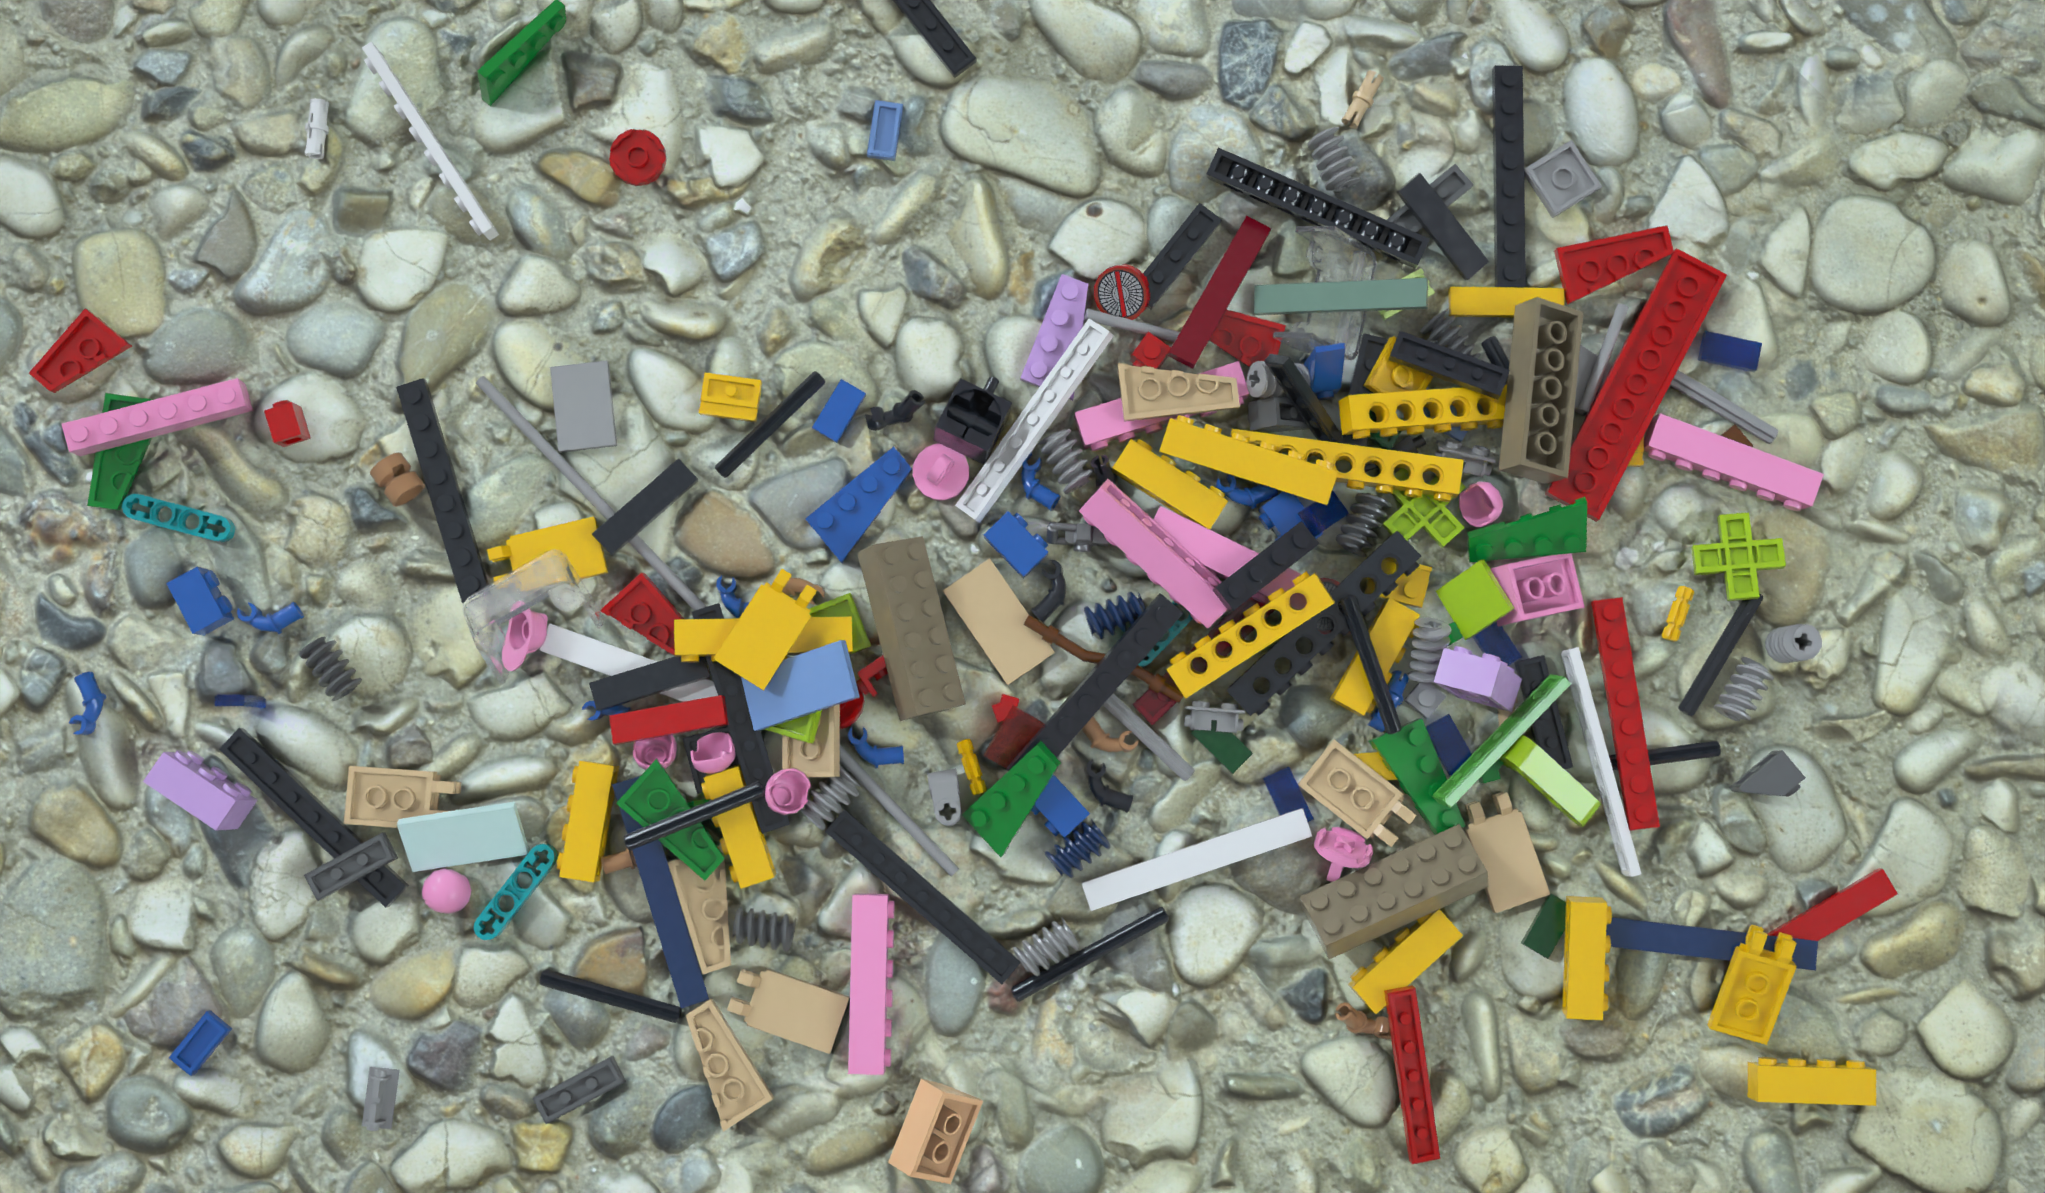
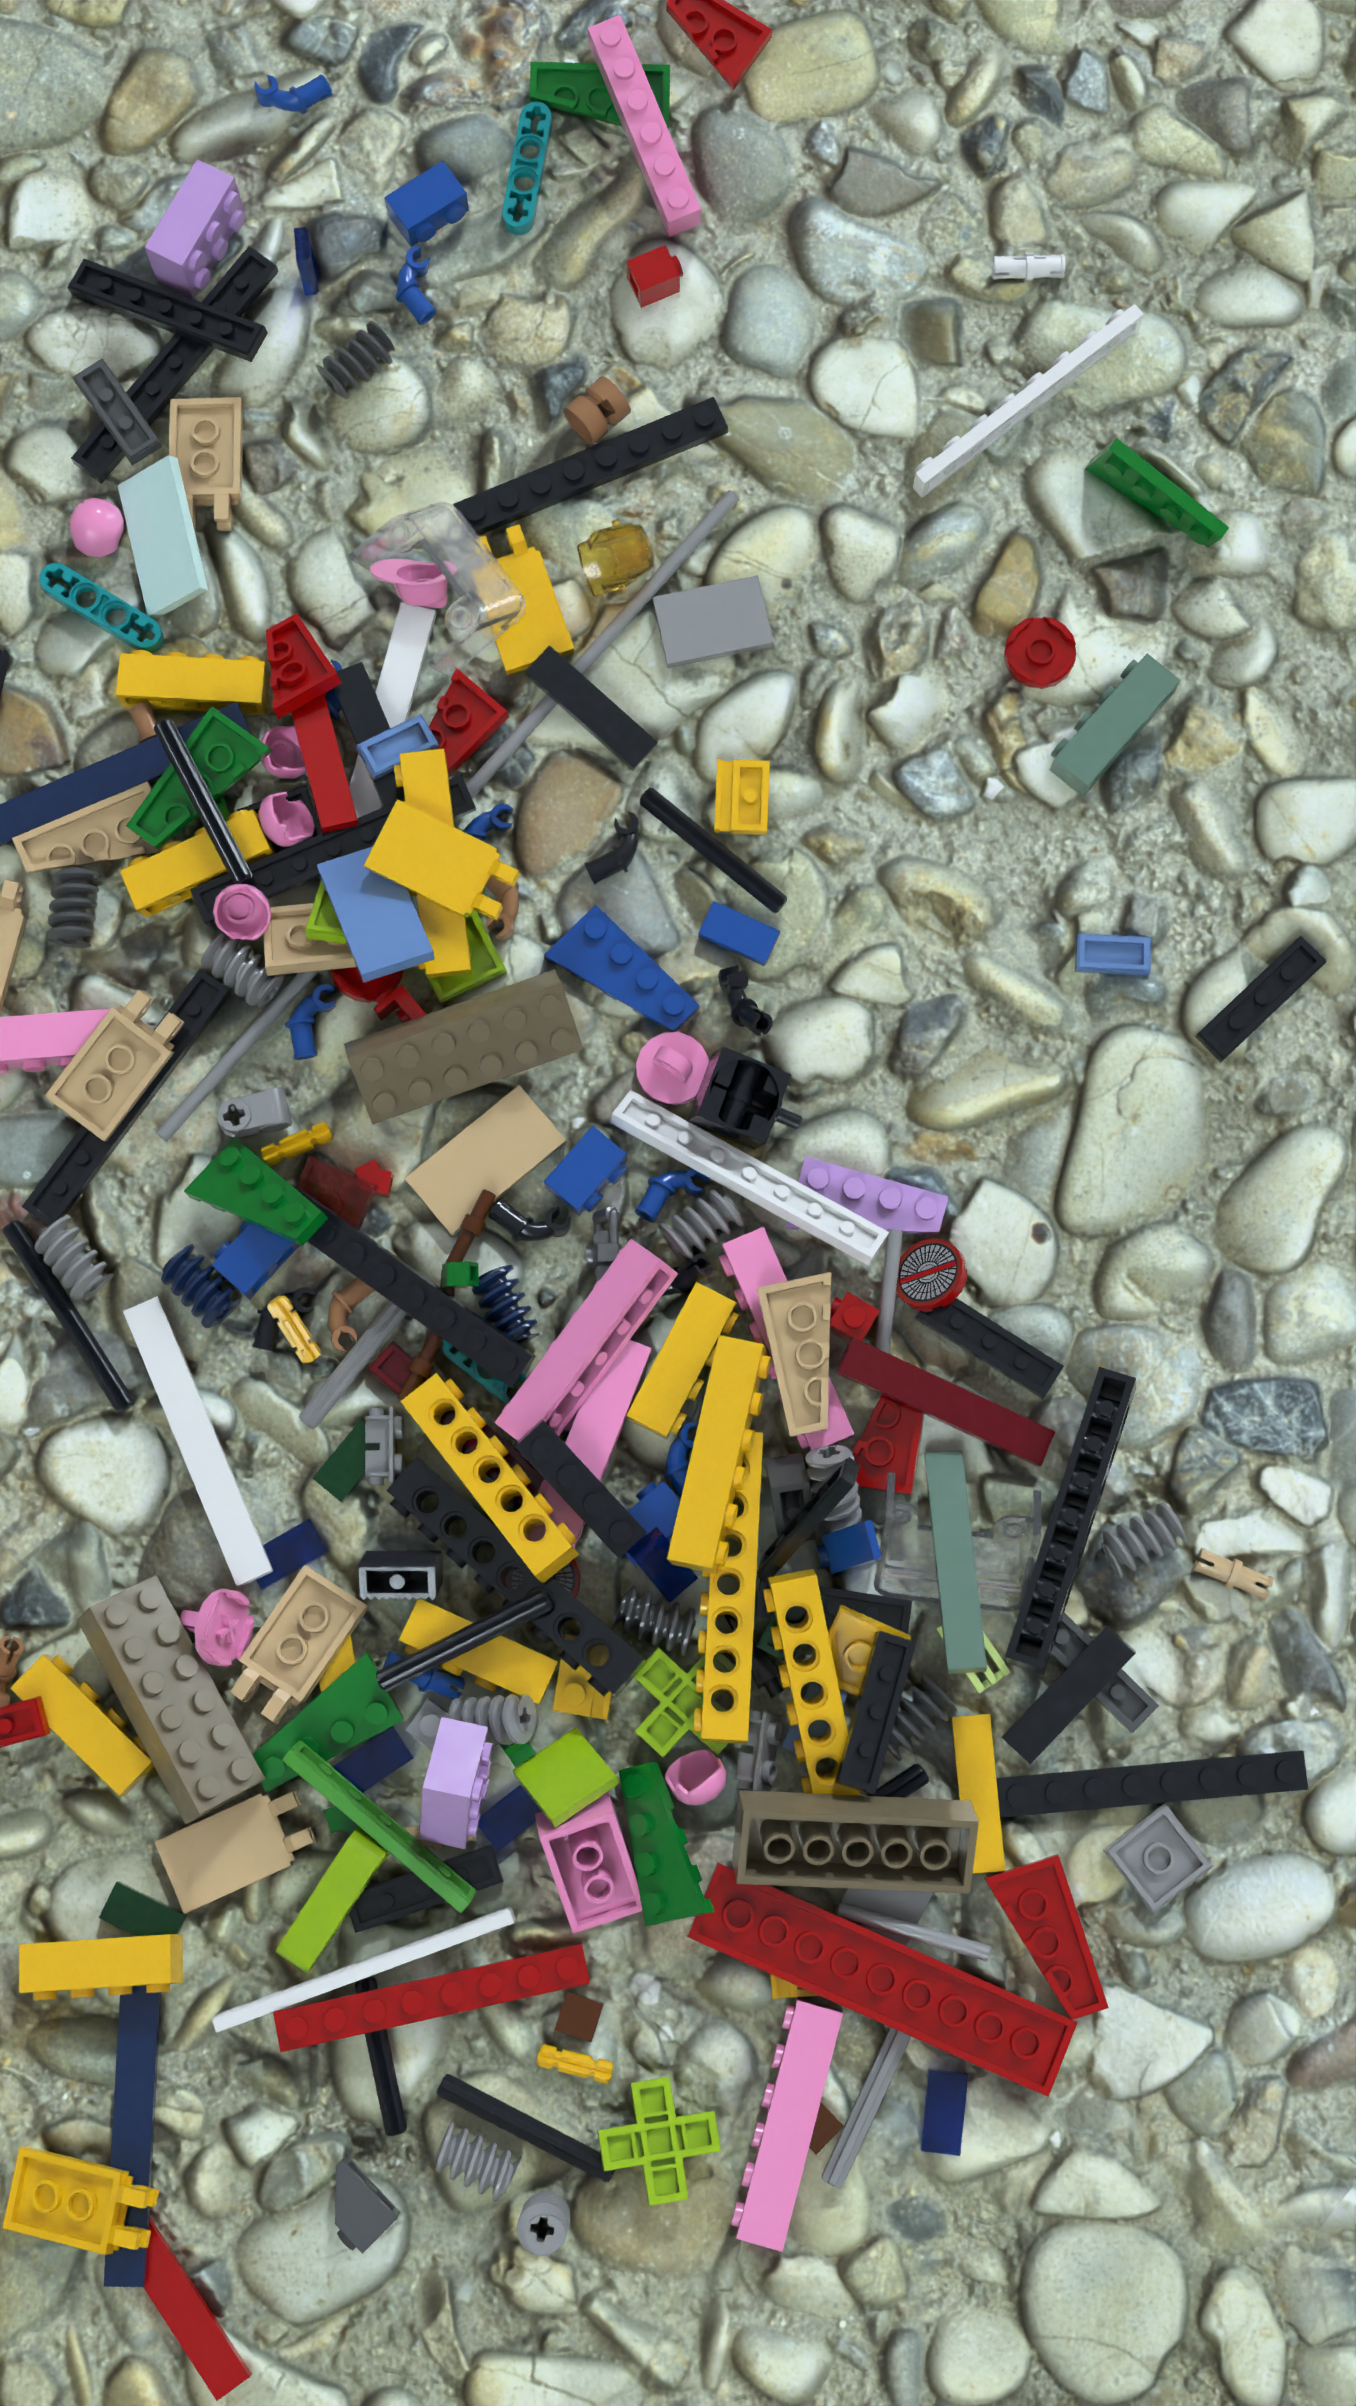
camera: 85 degrees right, 5 degrees down
(267, 819) = (168, 310): none -> black tile
(524, 473) = (615, 557): none -> clear yellow helmet
(586, 734) = (297, 666): none -> red wing
(662, 660) = (384, 749): none -> medium blue tile
(704, 106) = (1114, 724): none -> sand green brick
(768, 496) = (619, 857): none -> black piece
(901, 902) = (115, 1066): none -> tan tile
(1091, 645) = (460, 1274): none -> green piece
(1118, 778) = (294, 1329): none -> yellow axle
(1314, 710) = (400, 1574): none -> black brick
(1644, 607) = (579, 2016): none -> reddish brown tile

